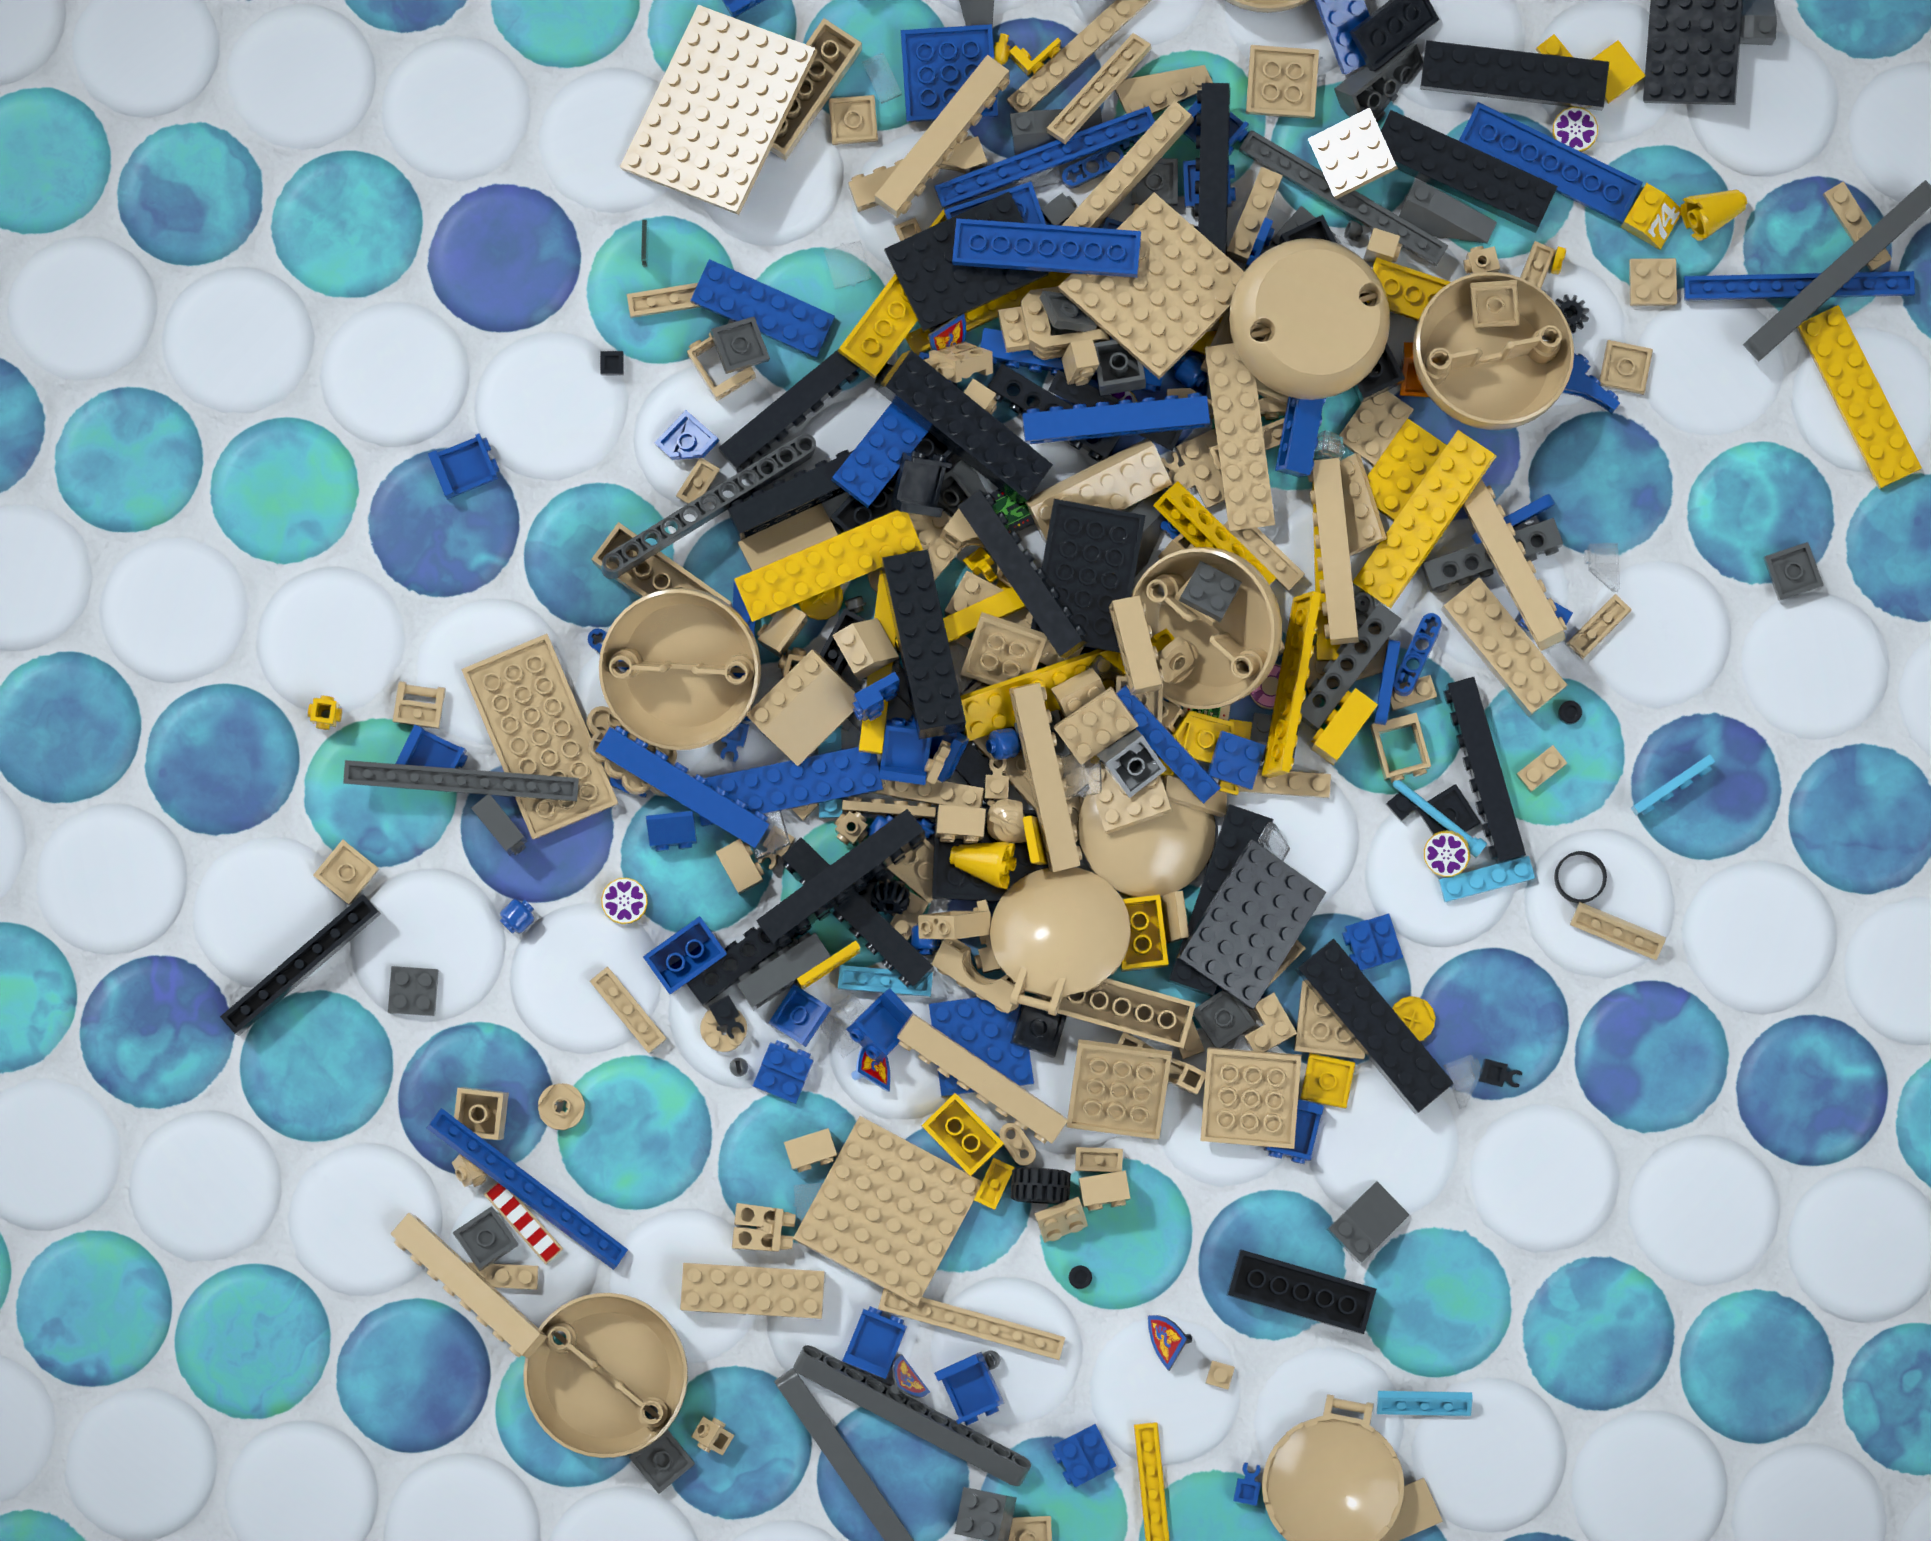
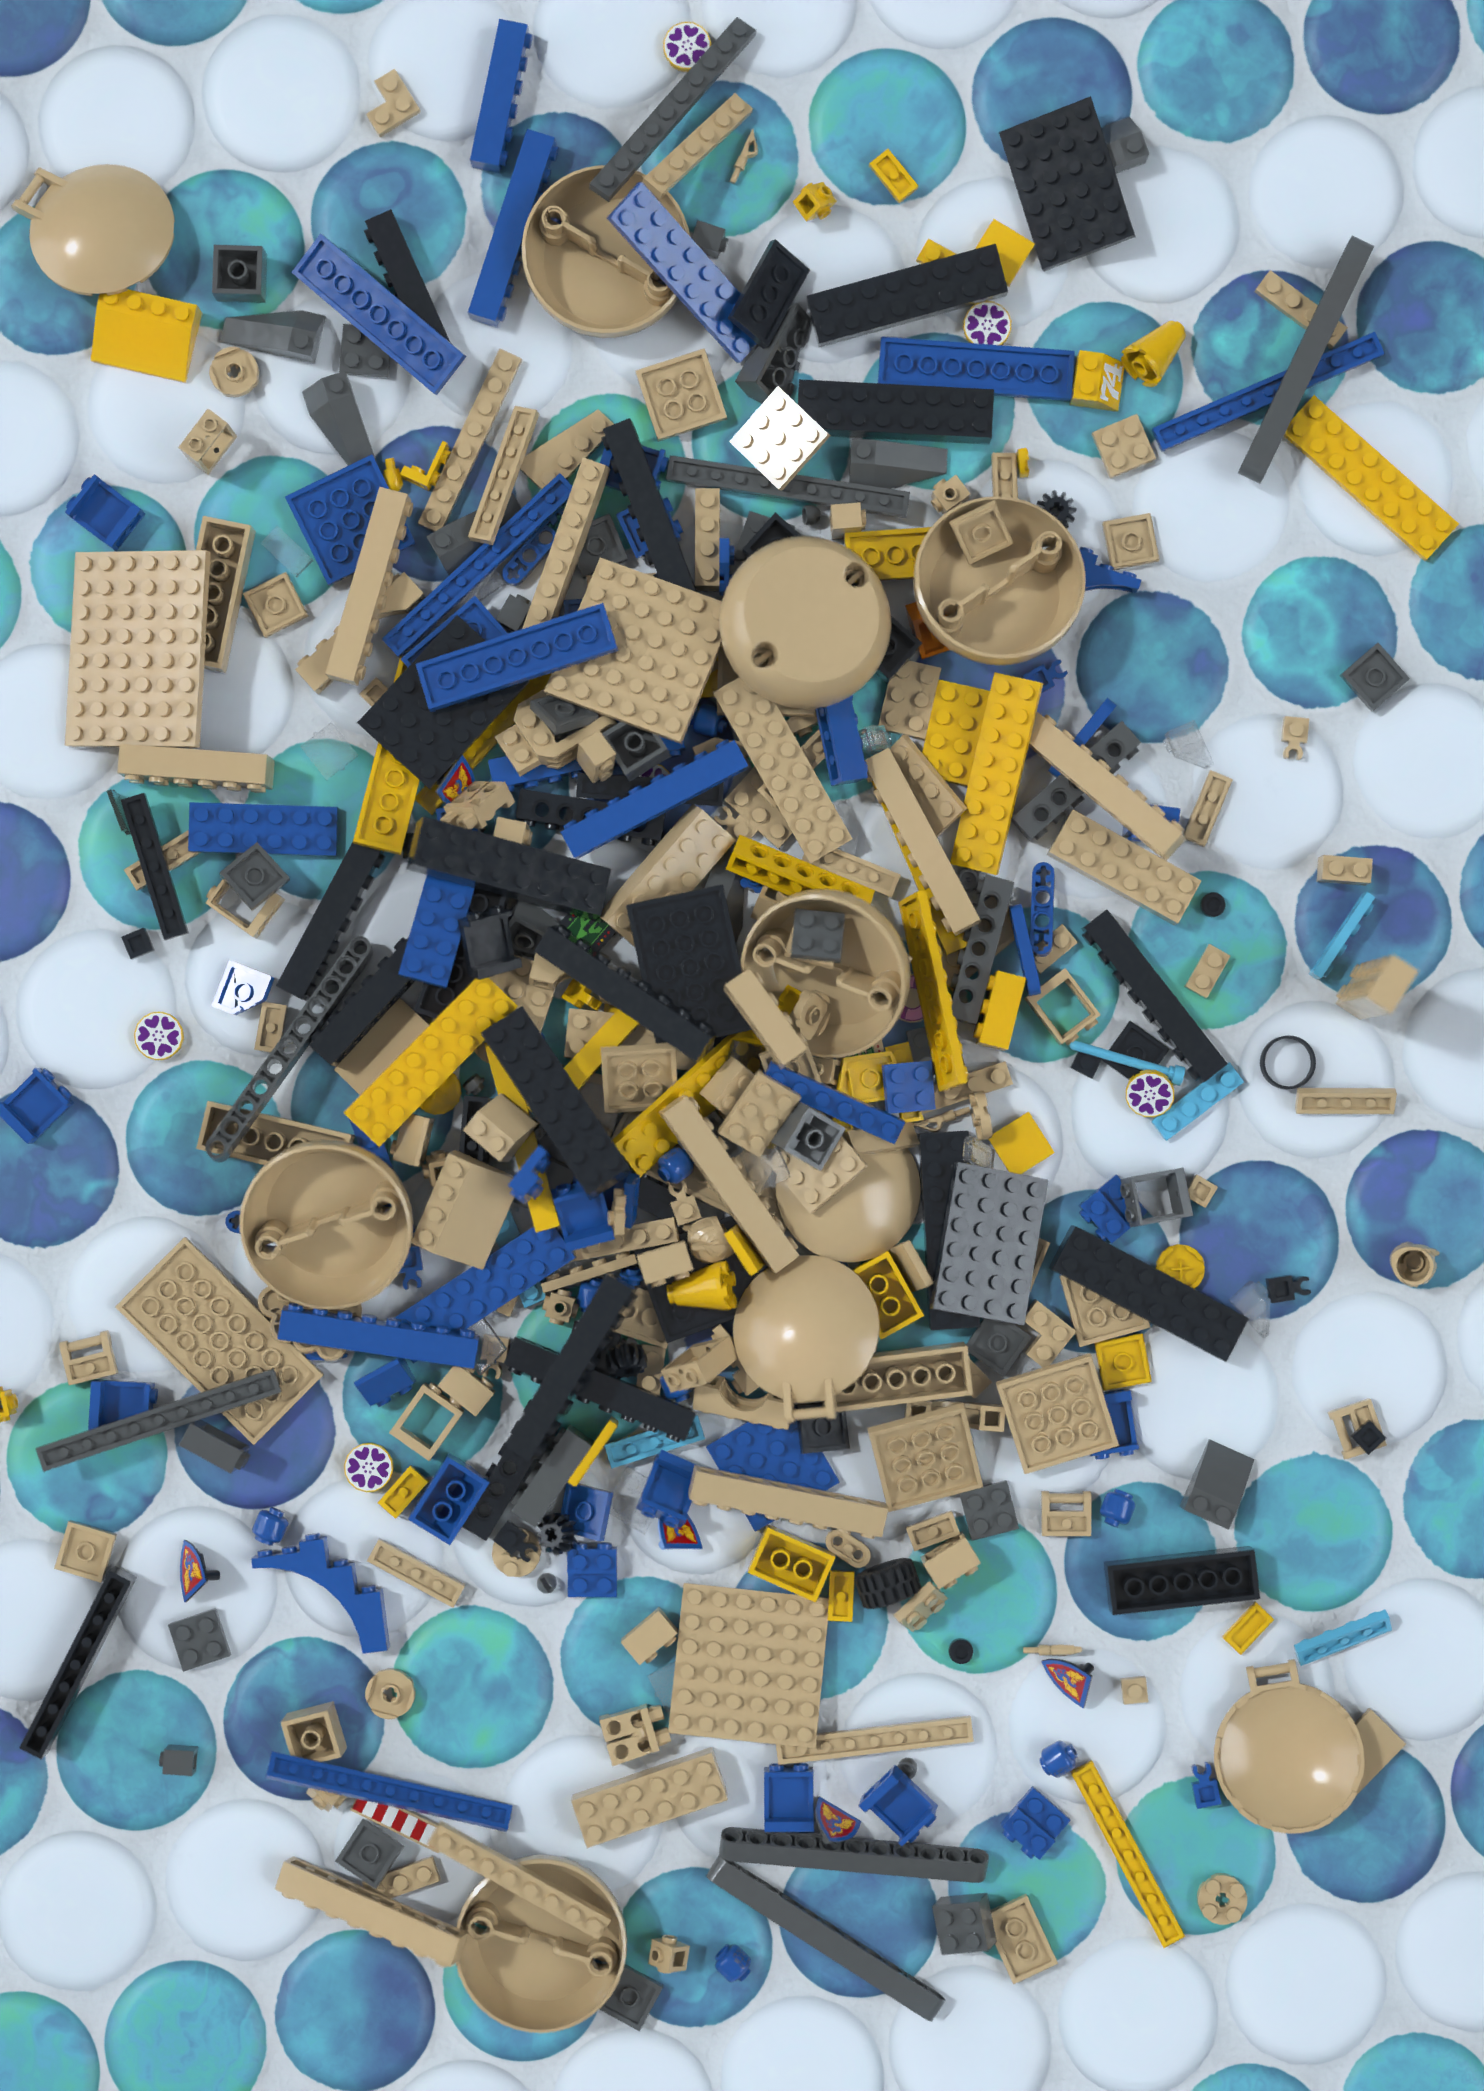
camera: 20 degrees left, 5 degrees up
(351, 1088) = (179, 1760): none -> dark grey brick
(434, 927) = (193, 1571): none -> shield
(542, 960) = (340, 1579): none -> blue arch
(596, 450) = (159, 1036): none -> tile
(611, 1308) = (519, 1880): none -> tan plate
(646, 934) = (403, 1491): none -> yellow plate
(655, 302) = (154, 866): none -> black plate
(710, 858) = (412, 1440): none -> tan window
(727, 231) = (196, 766): none -> tan brick
(765, 1468) = (733, 1963): none -> blue head
(767, 1023) = (557, 1533): none -> black gear
(1128, 1406) = (1058, 1759): none -> blue head
(1155, 1163) = (989, 1510): none -> dark grey plate
(1165, 1310) = (1056, 1650): none -> tan hand
(1220, 1200) = (1065, 1521): none -> tan plate
(1258, 802) = (940, 1119): none -> tan hand
(1270, 1206) = (1117, 1508): none -> blue head
(1289, 811) = (980, 1116): none -> tan plate
(1315, 852) = (1021, 1144): none -> yellow tile
(1343, 1361) = (1247, 1628): none -> yellow tile
(1436, 950) = (1177, 1192): none -> dark grey window
(1457, 958) = (1201, 1190): none -> tan plate
(1503, 453) = (1045, 676): none -> blue plate
(1518, 1233) = (1368, 1437): none -> black tile
(1520, 1224) = (1359, 1414): none -> tan plate
(1620, 1096) = (1413, 1263): none -> tan helmet
(1679, 832) = (1376, 987): none -> tan brick
(1698, 728) = (1344, 870): none -> tan brick
(1703, 592) = (1294, 732): none -> tan plate

